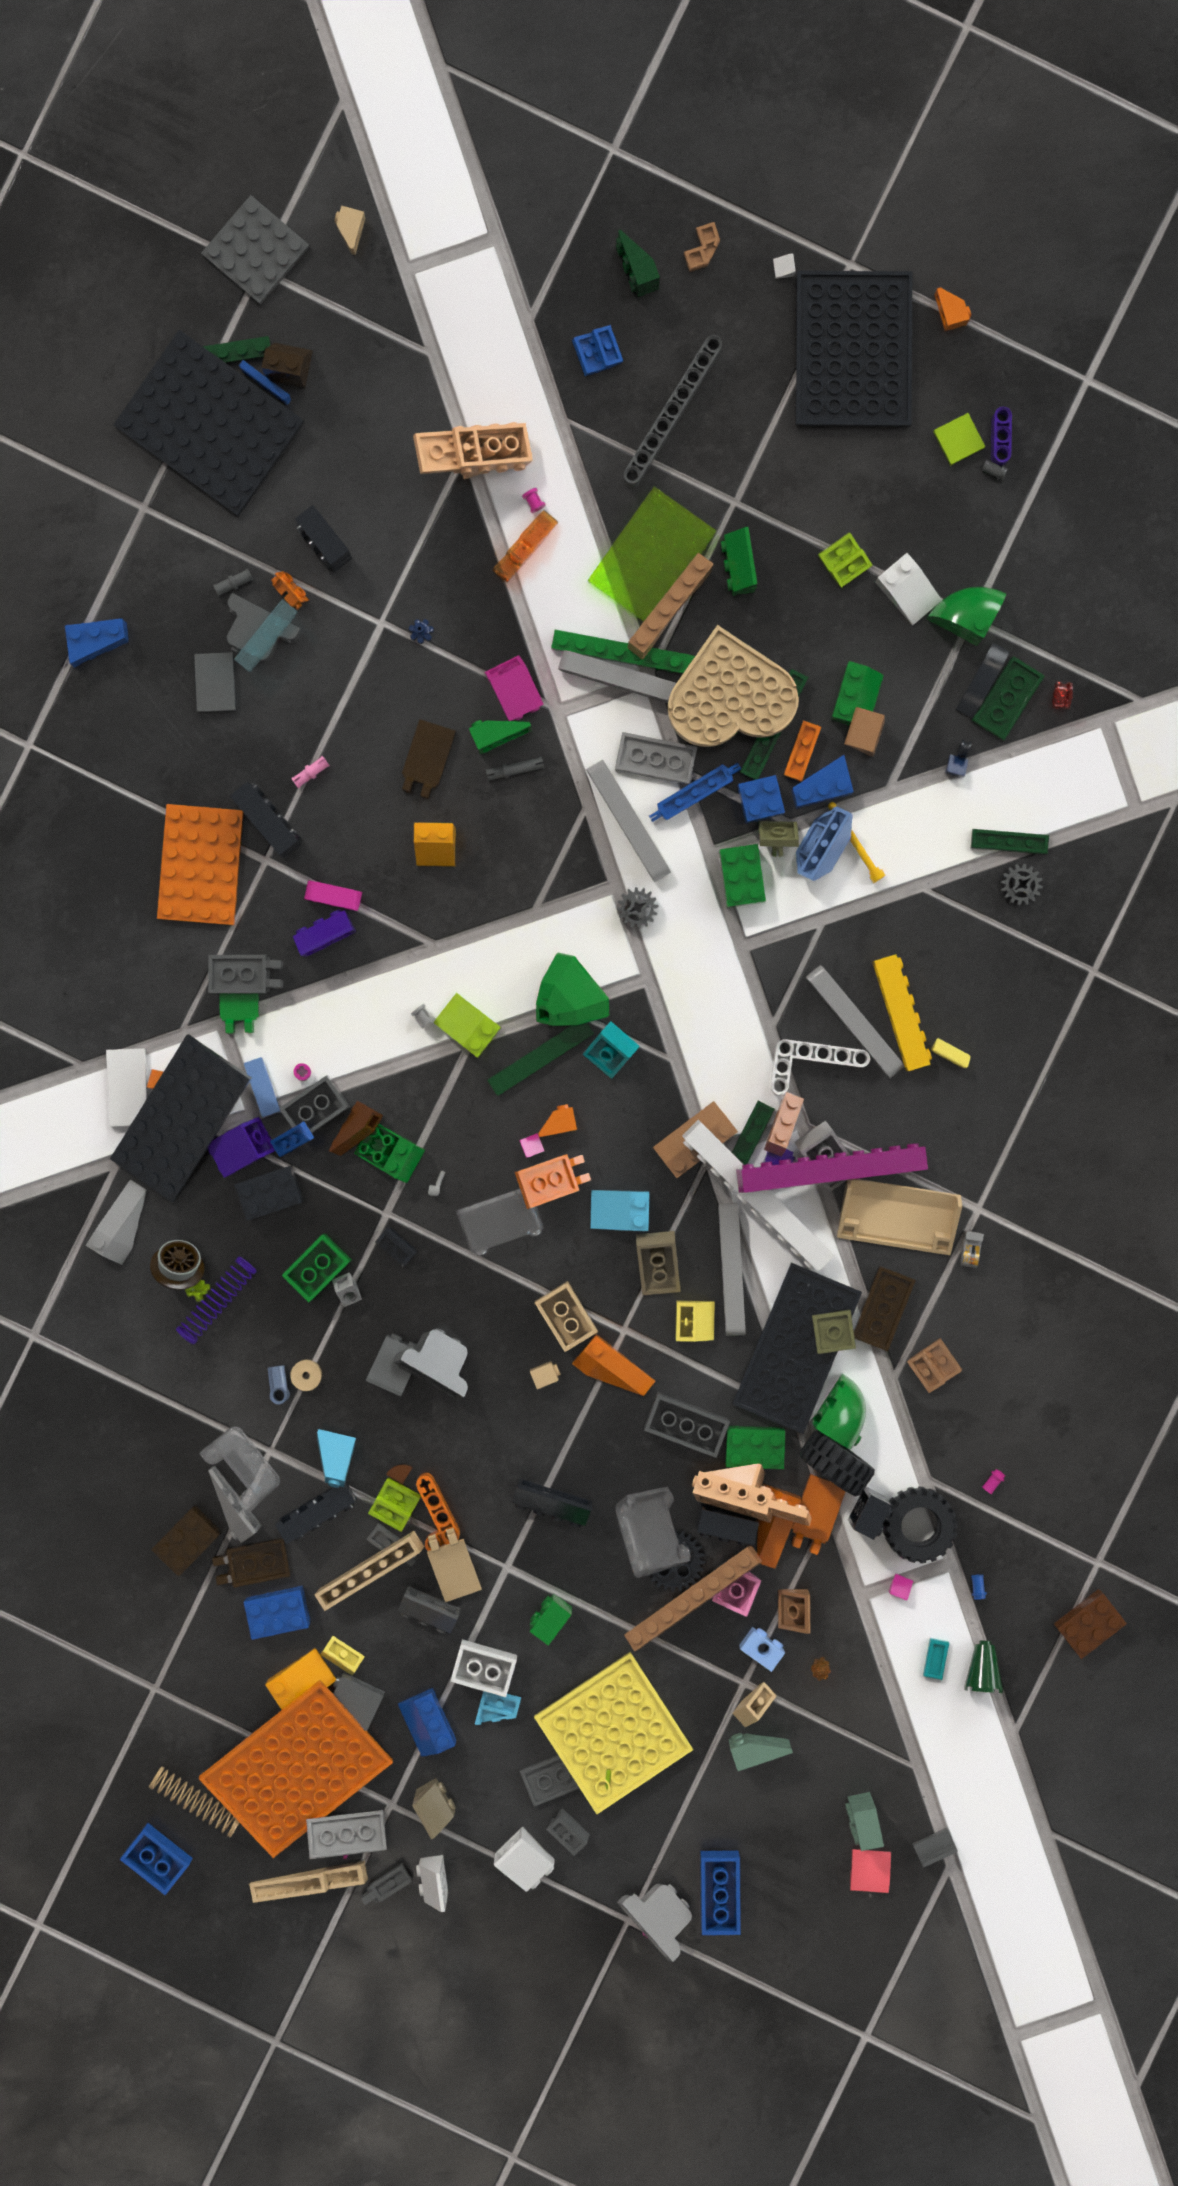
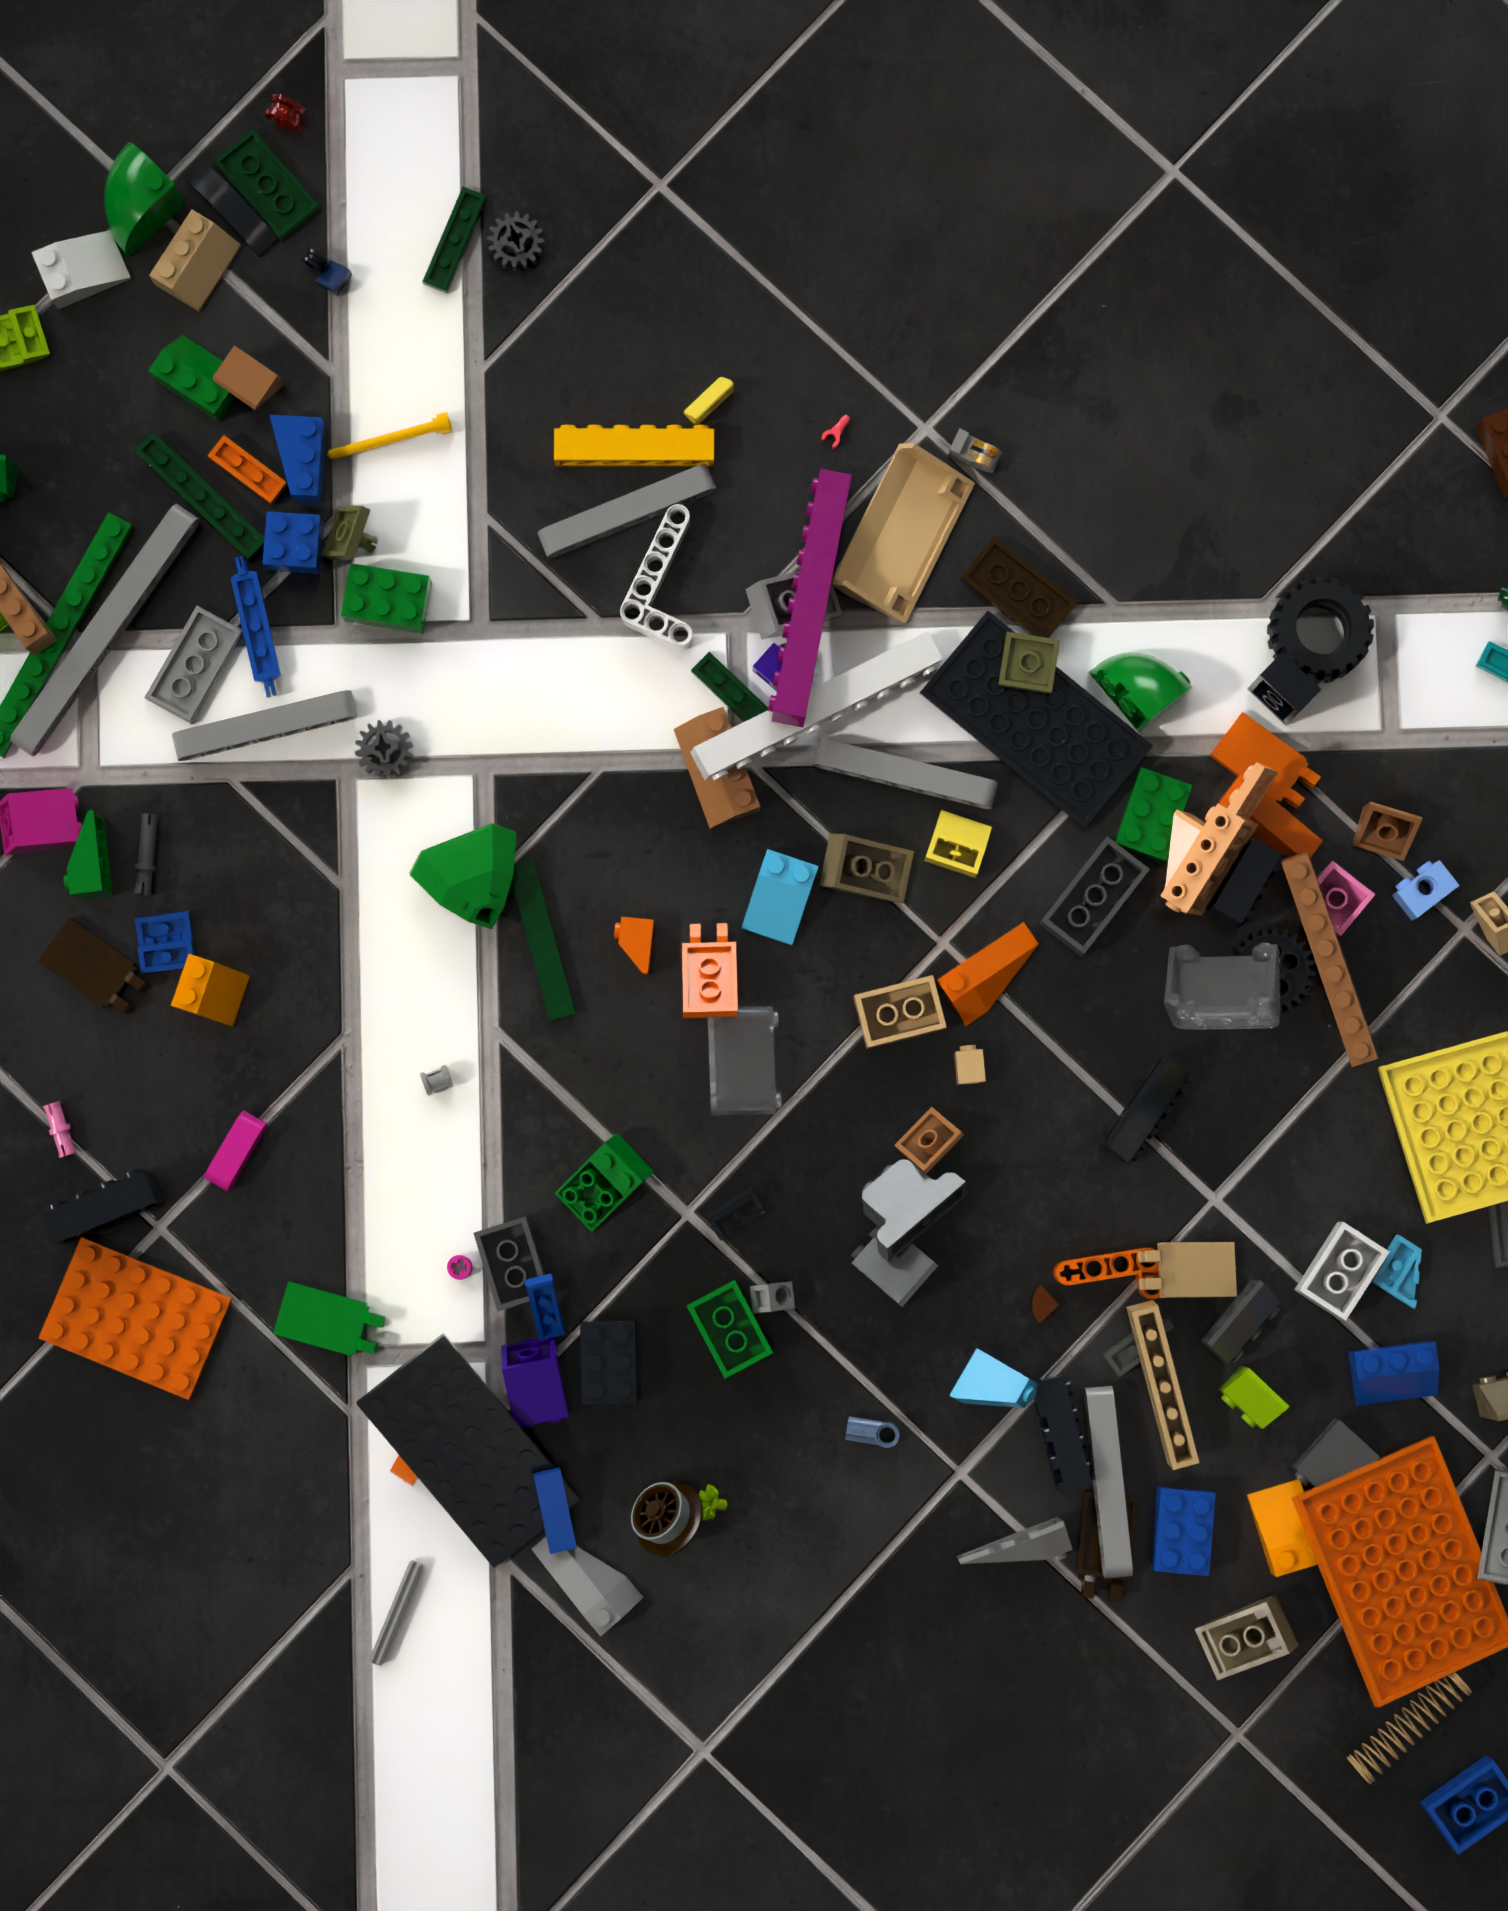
camera: 75 degrees left, 5 degrees down
(64, 1103) = (396, 1613): none -> light grey axle
(126, 1084) = (400, 1513): white tile -> none
(159, 1188) = (554, 1510): none -> blue tile
(186, 1540) = (1047, 1625): dark brown brick -> none
(220, 1676) = (1247, 1637): none -> dark tan slope
(242, 974) = (301, 1306): dark grey tile -> none
(246, 1463) = (965, 1507): clear windscreen -> none
(248, 1268) = (690, 1431): dark purple piece -> none
(262, 1087) = (464, 1327): medium blue tile -> none
(293, 1553) = (1108, 1482): none -> light grey beam
(303, 1383) = (884, 1393): tan piece -> none
(323, 933) = (282, 1177): dark purple slope -> none
(342, 1655) = (1268, 1460): light yellow slope -> none
(359, 1124) = (557, 1214): reddish brown slope -> none
(380, 1633) = (1252, 1397): none -> lime slope
(394, 1504) = (1083, 1324): lime slope -> none
(435, 1190) = (675, 1138): light grey hand -> none
(459, 801) = (164, 941): none -> blue slope
(467, 1025) = (467, 1024): lime slope -> none
(485, 1362) = (928, 1140): none -> medium nougat slope
(531, 1145) = (656, 988): slope -> none
(550, 1619) = (1300, 1159): green brick -> none
(611, 1050) = (562, 843): teal slope -> none
(731, 691) = (137, 536): tan plate -> none
(783, 1124) = (732, 643): nougat brick -> none
(820, 1669) = (1475, 820): clear orange plant -> none
(824, 843) = (377, 477): medium blue wedge -> none
(837, 1463) = (1204, 709): black tyre -> none
(900, 1587) = (1396, 681): dark pink slope -> none
(934, 1365) = (1114, 547): medium nougat slope -> none
(937, 666) = (195, 260): none -> tan slope
(957, 1149) = (836, 431): none -> coral piece
(978, 1587) = (1426, 580): blue pin -> none
(994, 1480) = (1291, 517): dark pink pin -> none

